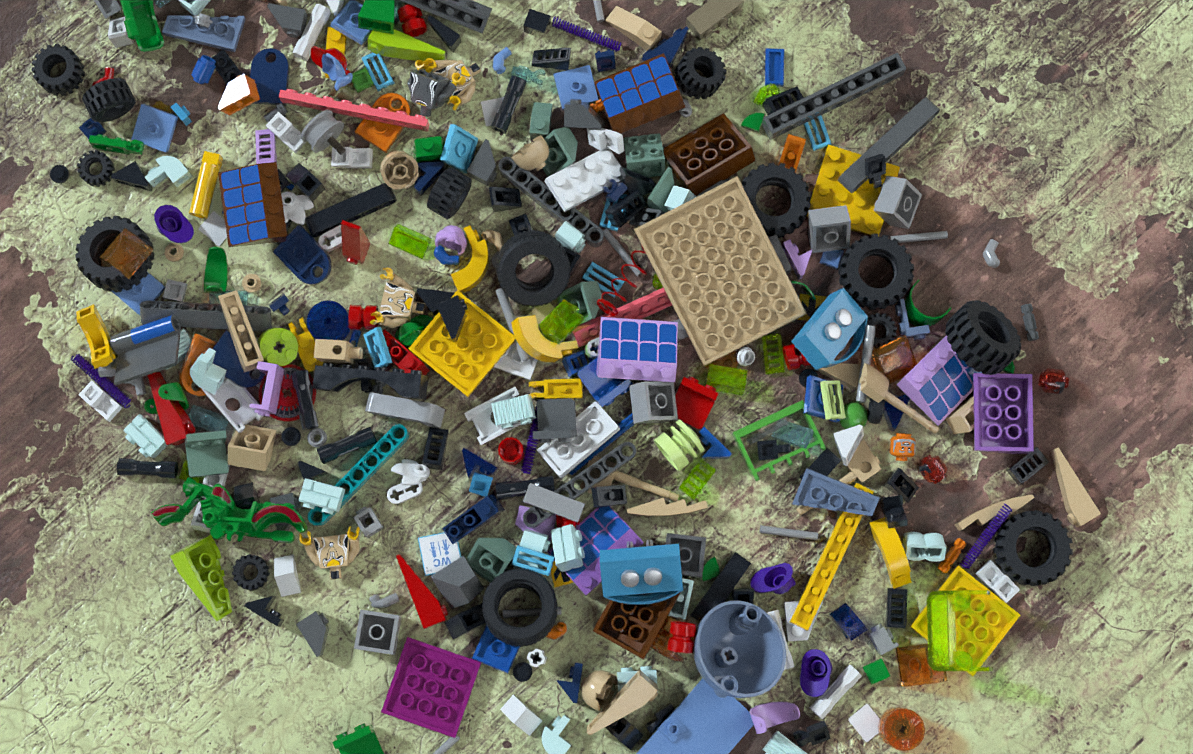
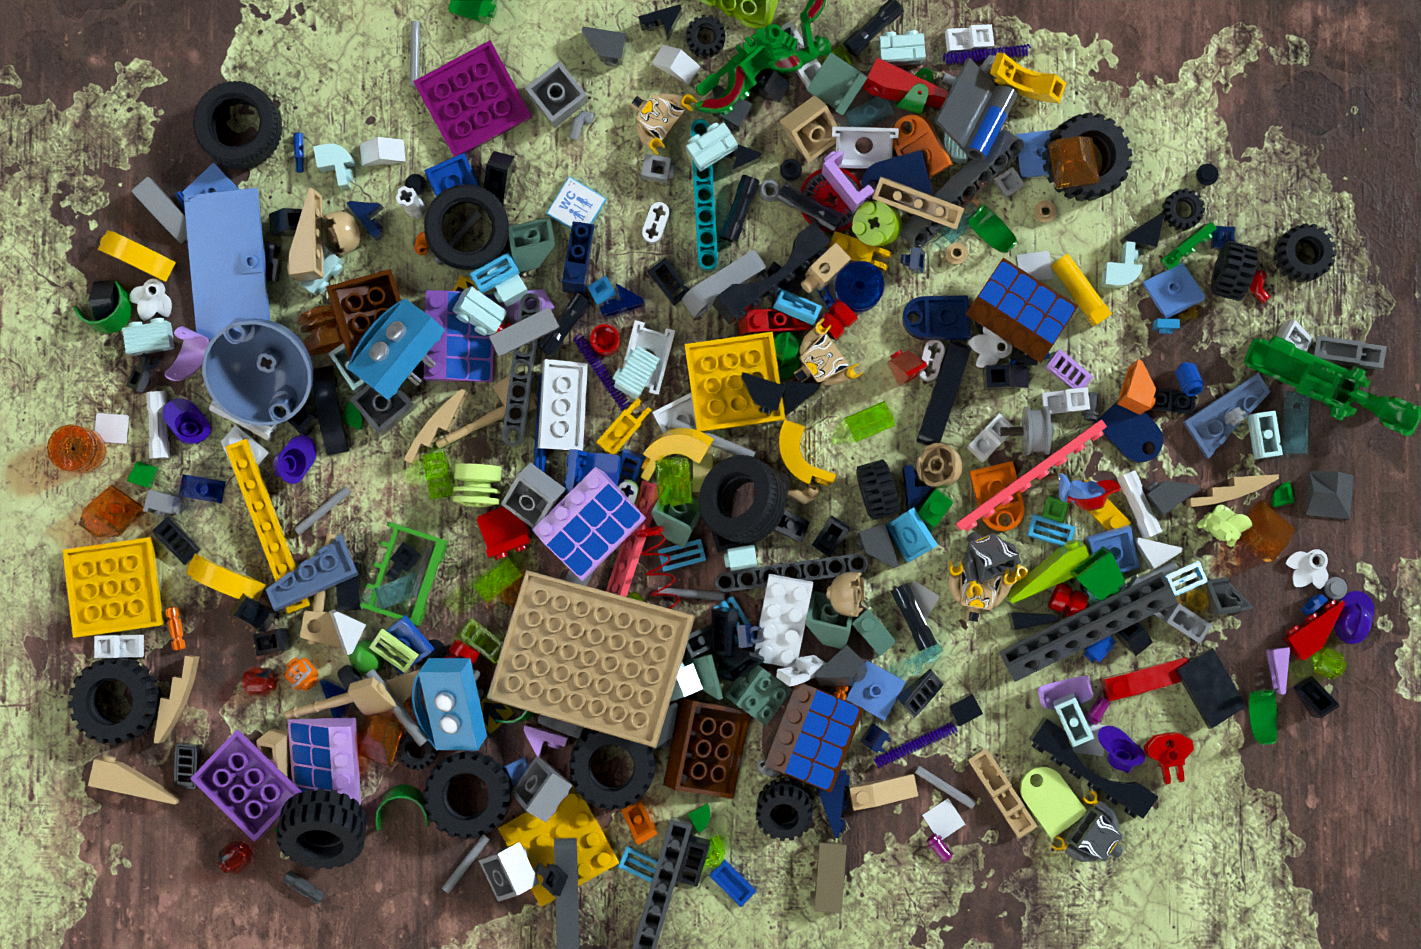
camera: 135 degrees right, 5 degrees up
(173, 224) = (1068, 230): dark purple piece -> none
(206, 374) = (906, 142): light aqua brick -> none
(411, 471) = (666, 239): white plate -> none
(426, 603) = (547, 157): red slope -> none
(445, 259) = (828, 436): blue arm -> none
(452, 238) = (837, 458): lavender hat -> none
(458, 583) = (536, 197): dark grey slope -> none
(498, 60) = (962, 645): medium blue arm -> none
(556, 420) = (594, 399): dark grey bracket -> none
(609, 496) = (490, 386): black slope -> none
(681, 638) = (309, 329): red wheel -> none
(717, 449) = (446, 514): blue slope -> none
(745, 356) = (501, 614): white plate -> none
(917, 333) = (384, 780): sand blue bracket -> none
(924, 546) = (202, 610): light aqua brick -> none
(942, 630) = (101, 540): clear neon green windscreen -> none
(989, 254) = (391, 909): light grey arm -> none
(990, 537) = (161, 666): dark purple piece -> none

